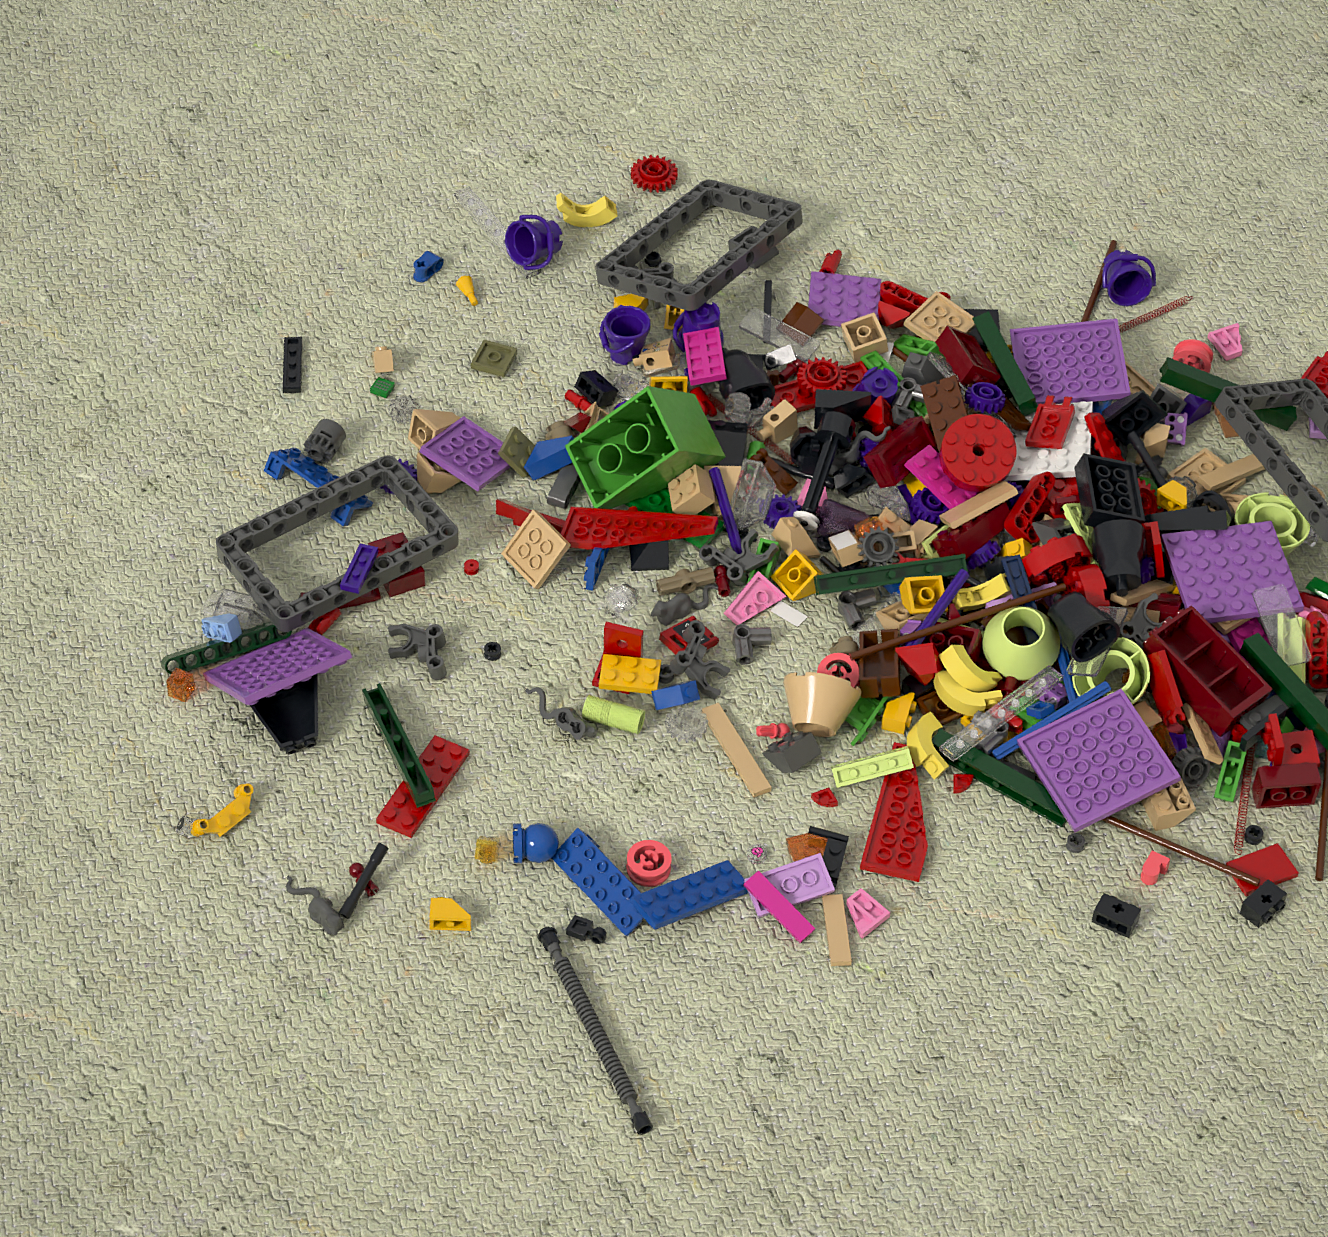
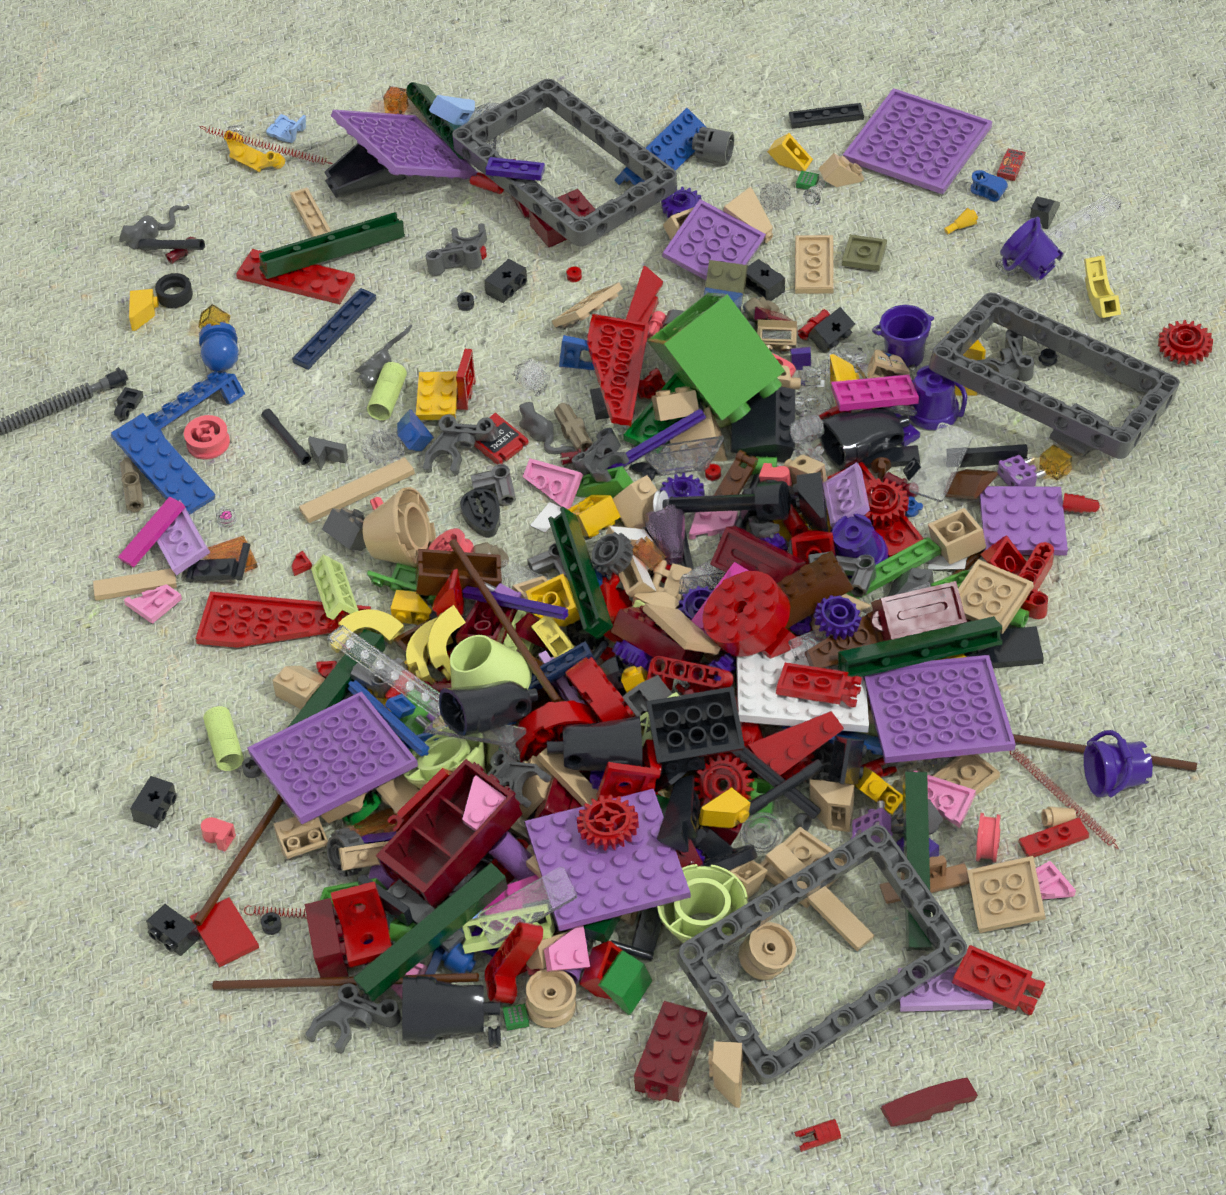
camera: 90 degrees right, 0 degrees up
(186, 786) = (283, 126): none -> light blue piece
(221, 794) = (265, 145): none -> piece
(332, 769) = (309, 212): none -> tan tile
(345, 393) = (789, 153): none -> yellow slope
(350, 305) = (917, 141): none -> medium lavender plate
(397, 249) = (1011, 164): none -> tile
(406, 383) = (813, 194): none -> clear cone
(423, 874) = (173, 300): none -> black tyre
(468, 234) = (1045, 210): none -> black slope
(474, 615) = (505, 280): none -> black brick
(497, 396) = (813, 264): none -> tan tile
(507, 757) = (334, 328): none -> dark blue tile
(523, 421) = (764, 280): none -> black brick
(551, 509) = (656, 323): none -> coral axle
(635, 809) = (274, 422): none -> black piece
(686, 770) = (327, 450): none -> dark grey slope
(716, 926) = (131, 485): none -> dark tan piece
(777, 666) = (474, 518): none -> black piece
(778, 445) = (778, 473): none -> coral leg
(781, 270) = (1056, 462): none -> clear yellow brick
(789, 294) = (1017, 471): none -> medium lavender piece
(802, 390) = (846, 494): none -> lavender plate
(985, 799) = (296, 685): none -> tan slope
(1040, 858) = (223, 738): none -> yellowish green piece
(1145, 378) = (950, 799): none -> bright pink wing
(1162, 325) = (1057, 815): none -> tan cone
(1178, 326) = (1054, 838): none -> red plate
(1192, 634) = (481, 803): none -> bright pink wing
(1208, 557) = (607, 822): none -> red gear
(1243, 358) = (1006, 894): none -> tan plate

